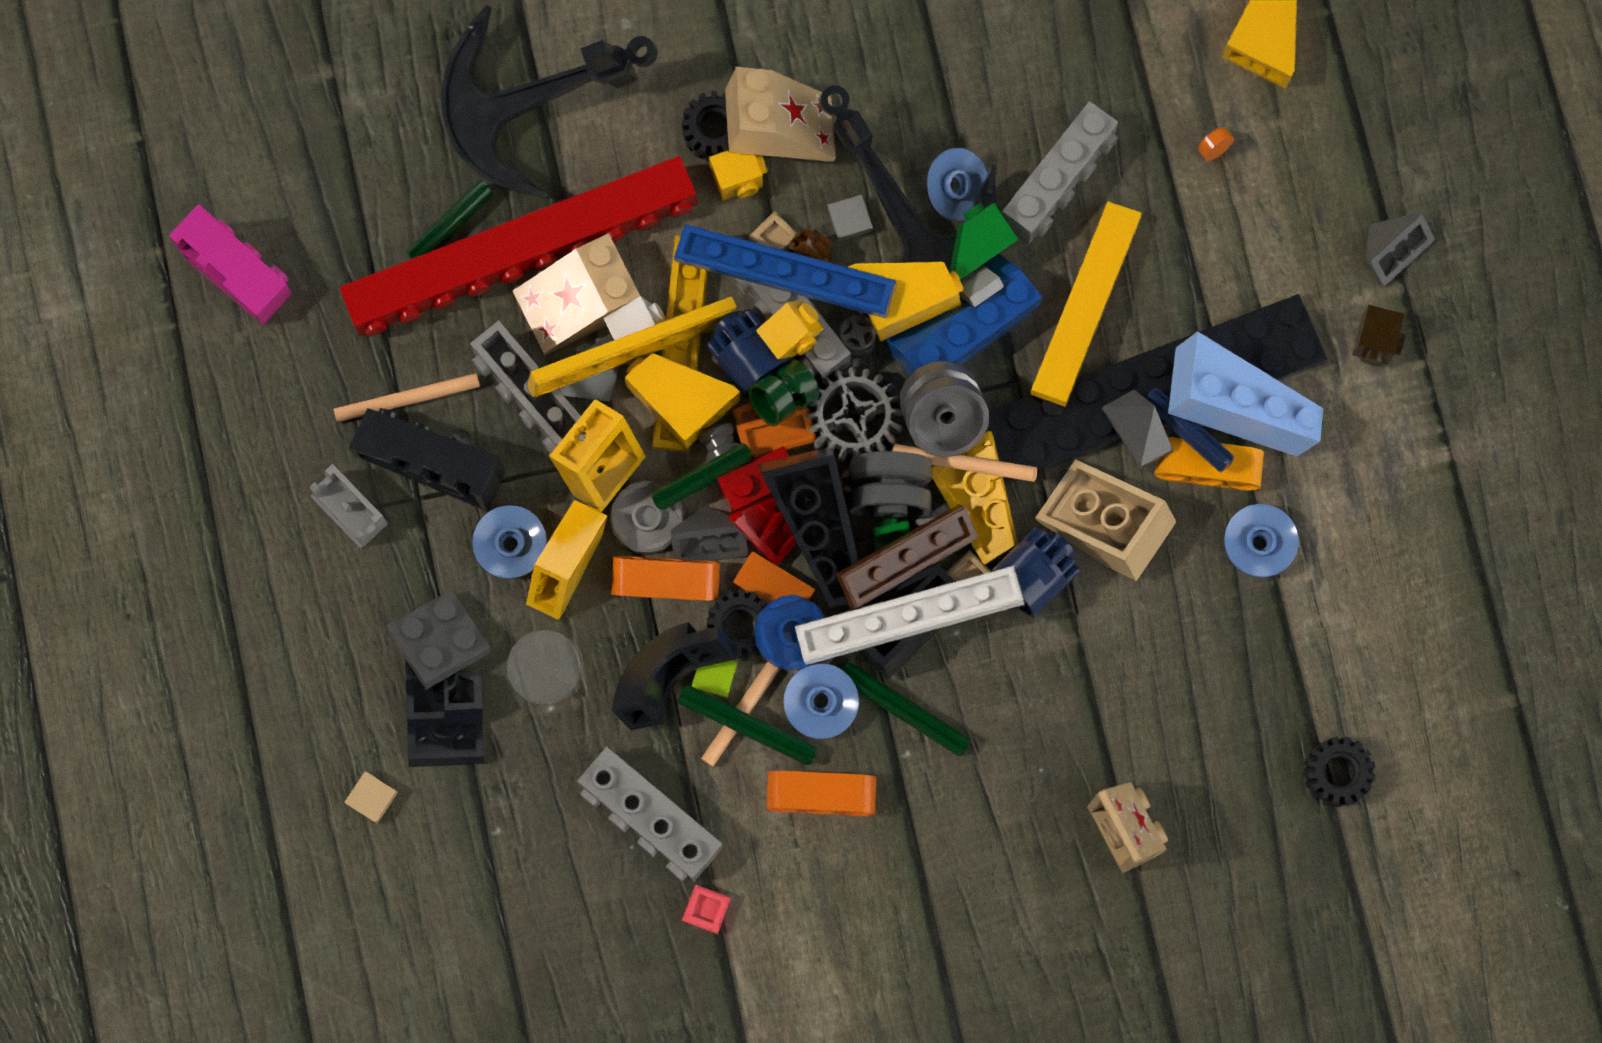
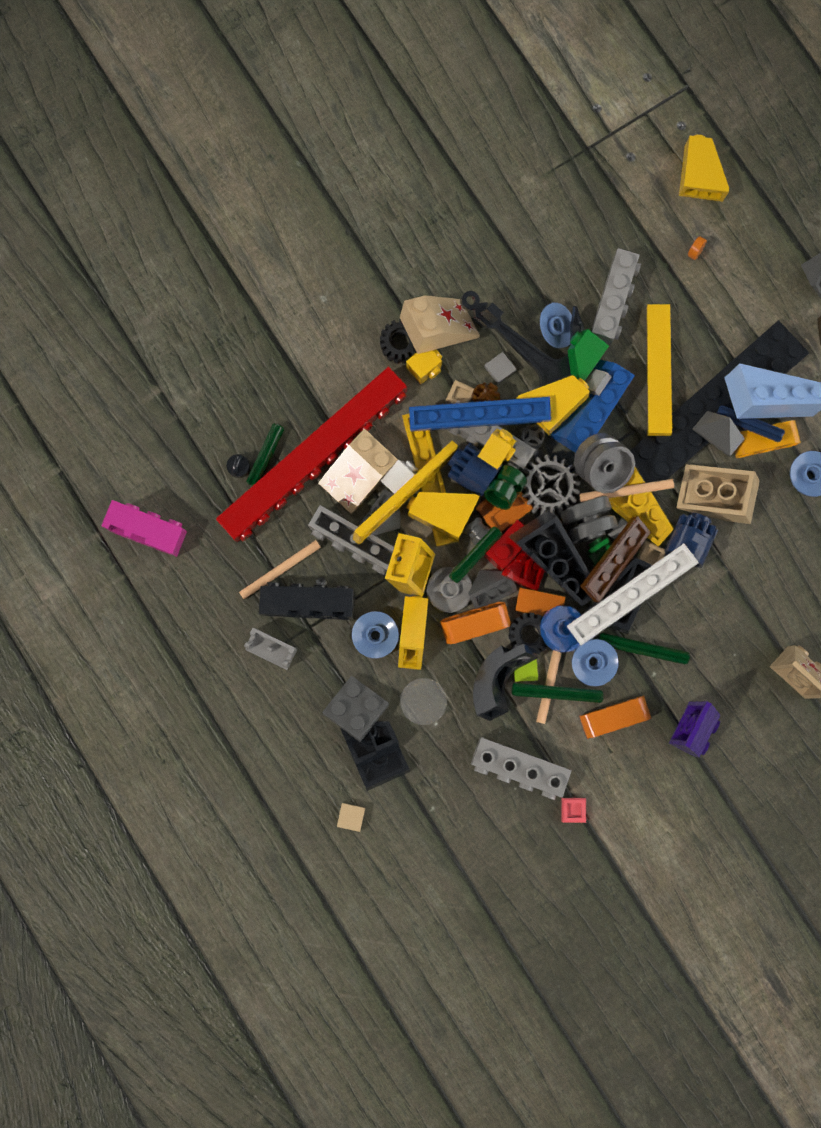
camera: 20 degrees left, 5 degrees up
(404, 224) = (238, 466): none -> black tile
(476, 116) = (257, 385): black piece -> none
(934, 851) = (695, 728): none -> dark purple slope

